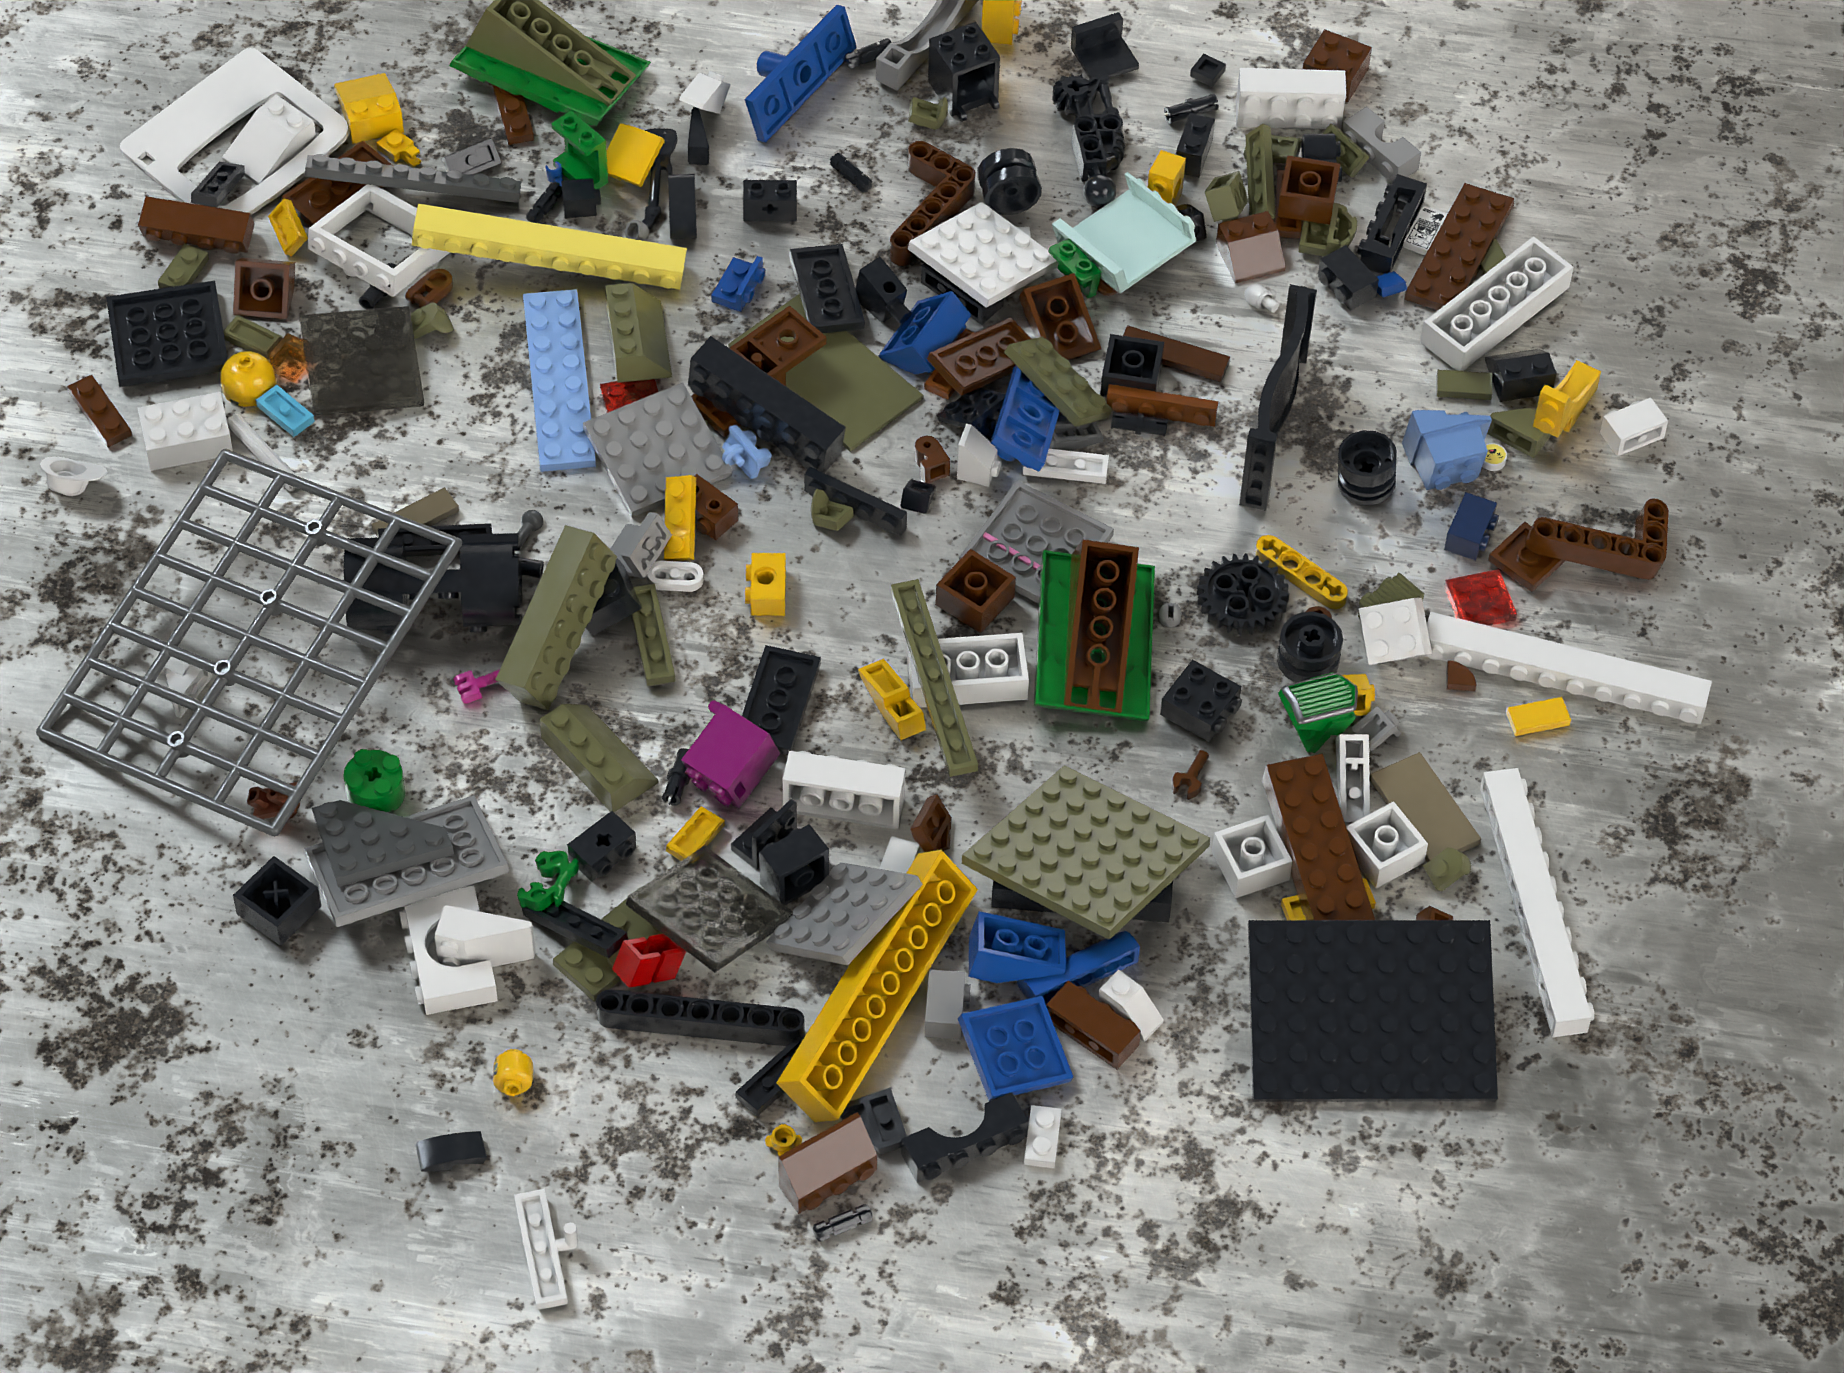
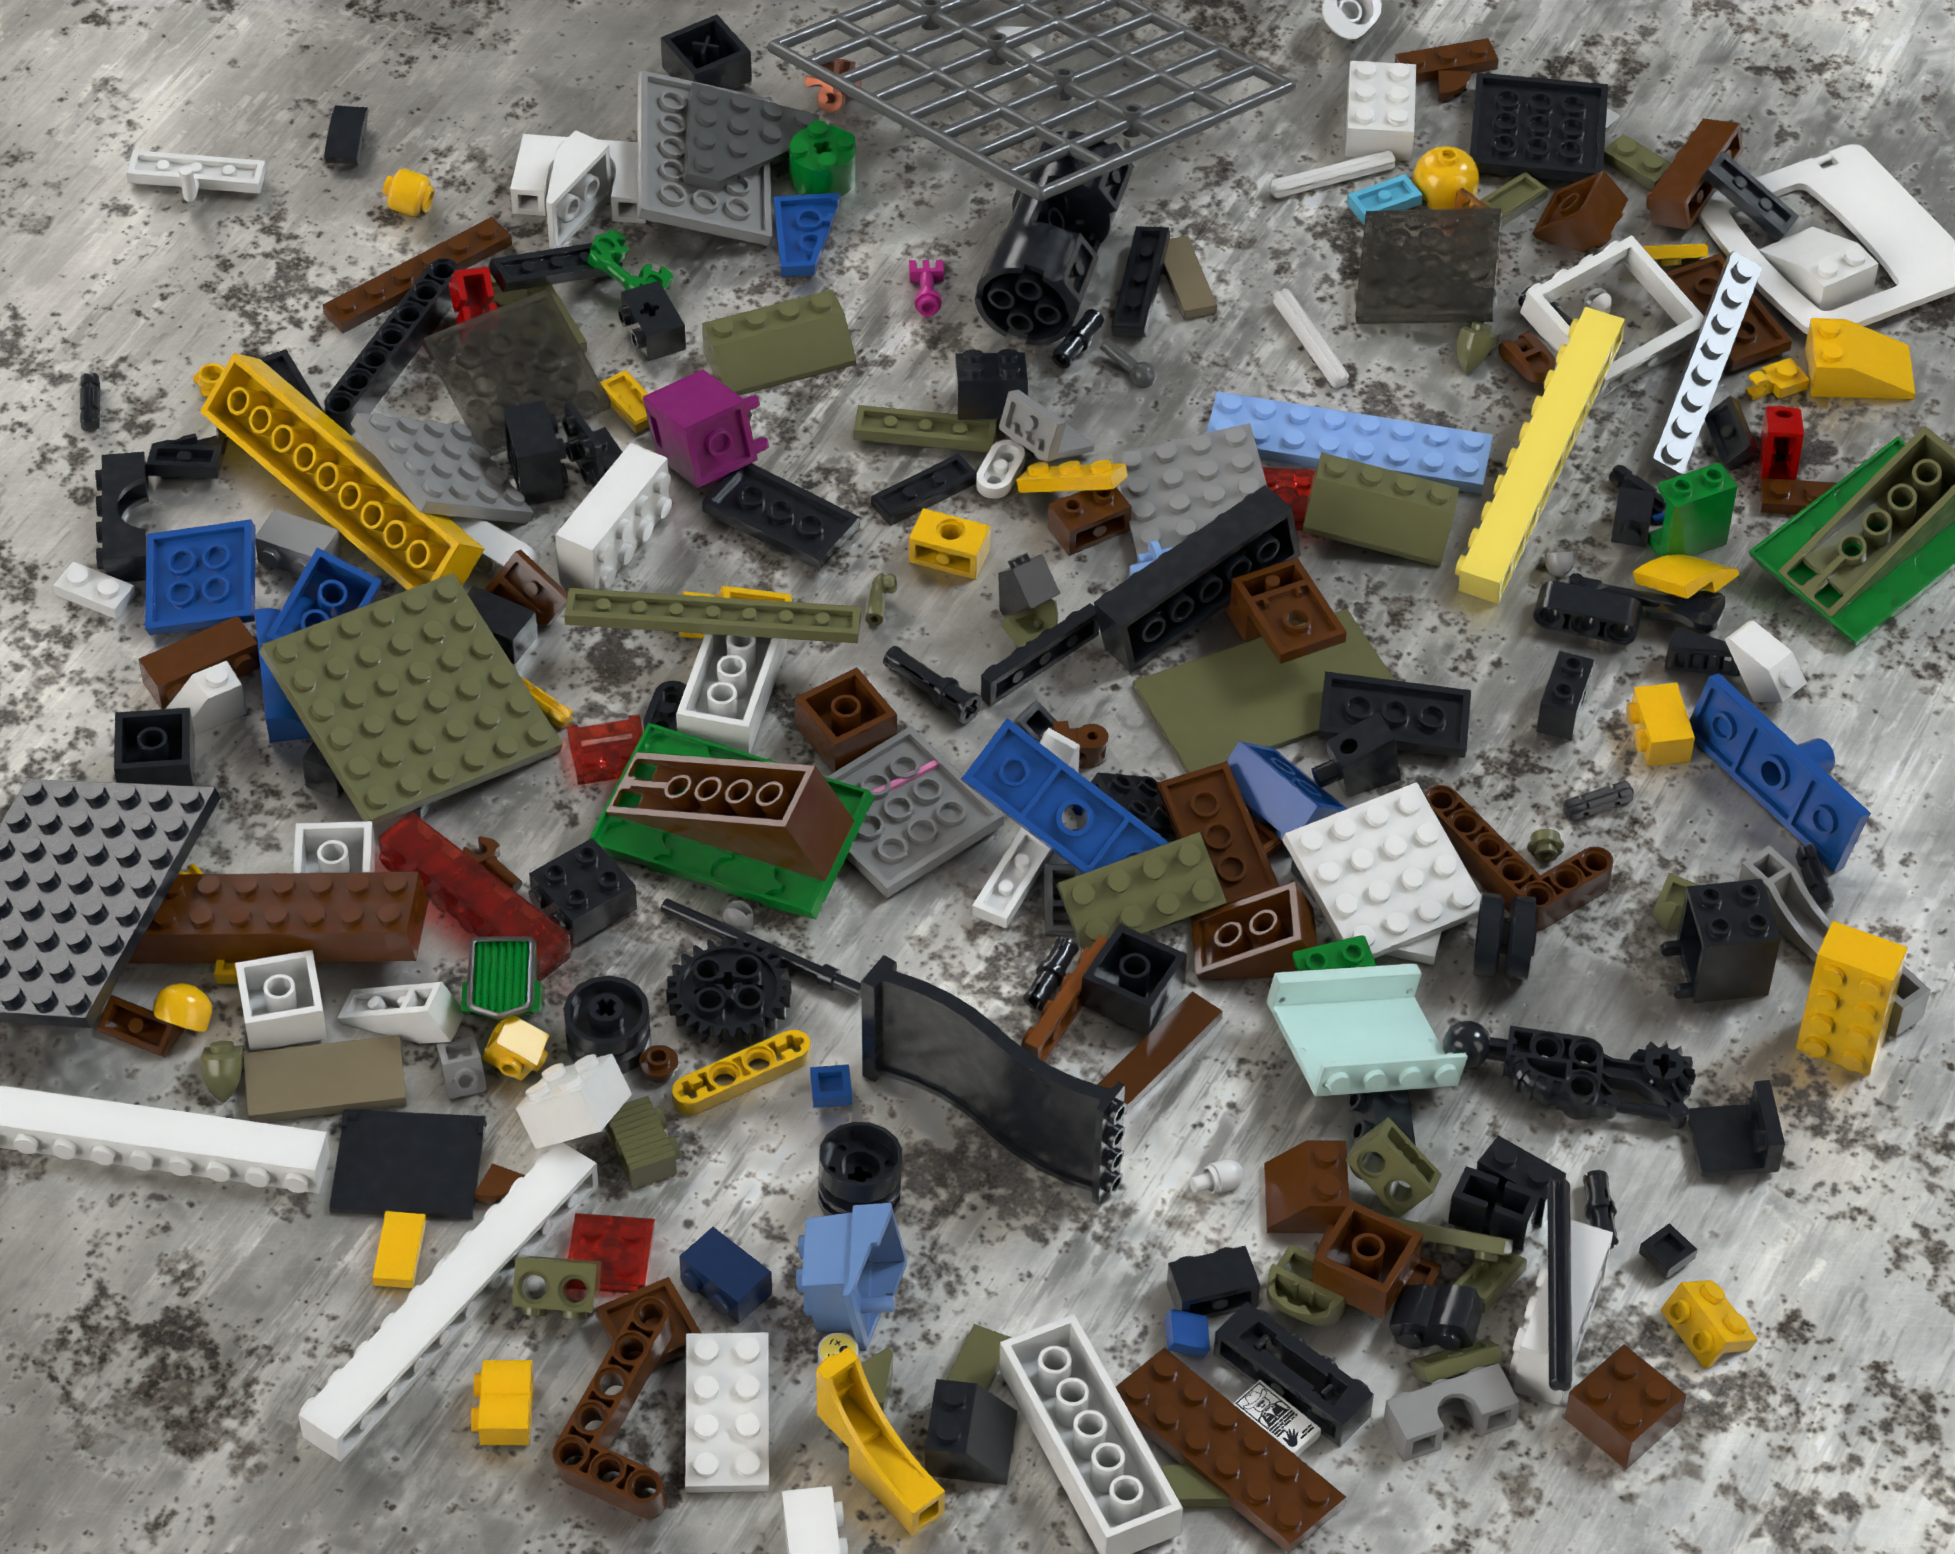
camera: 110 degrees right, 5 degrees down
(127, 400) = (1452, 83): none -> reddish brown tile
(455, 780) = (803, 230): none -> blue wing
(456, 424) = (1311, 338): none -> white axle
(475, 123) = (1782, 433): none -> red torso
(556, 617) = (948, 310): olive brick -> none
(602, 1039) = (391, 286): none -> reddish brown plate
(710, 622) = (924, 489): none -> black tile
(739, 283) = (1441, 640): blue bracket -> none
(772, 147) = (1661, 724): none -> yellow brick
(810, 511) = (1025, 584): none -> black slope
(827, 1164) = (150, 390): slope -> none
(835, 617) = (876, 600): none -> olive arm
(905, 189) = (1545, 845): none -> olive plate
(913, 549) = (944, 691): none -> black pin
(968, 830) = (509, 622): none -> black brick
(1006, 710) = (661, 710): none -> black plate
(1034, 781) = (560, 714): none -> yellow axle
(1060, 734) = (607, 759): none -> clear red plate
(1167, 176) = (1447, 1110): yellow brick -> none
(1198, 548) = (825, 975): none -> black bar
(1200, 1012) = (155, 747): none -> black brick
(1225, 147) = (1475, 1207): none -> black piece
(1234, 764) = (470, 891): none -> clear red brick
(1251, 42) = (1707, 1321): none -> yellow bracket
(1291, 516) = (831, 1086): none -> blue plate
(1295, 79) = (1559, 1285): none -> black axle
(1418, 902) = (183, 1006): none -> yellow hair
(1466, 736) = (408, 1163): none -> black piece
(1529, 607) = (556, 1274): none -> olive brick
(1571, 493) = (727, 1412): none -> white plate
(1626, 612) = (504, 1402): none -> yellow brick

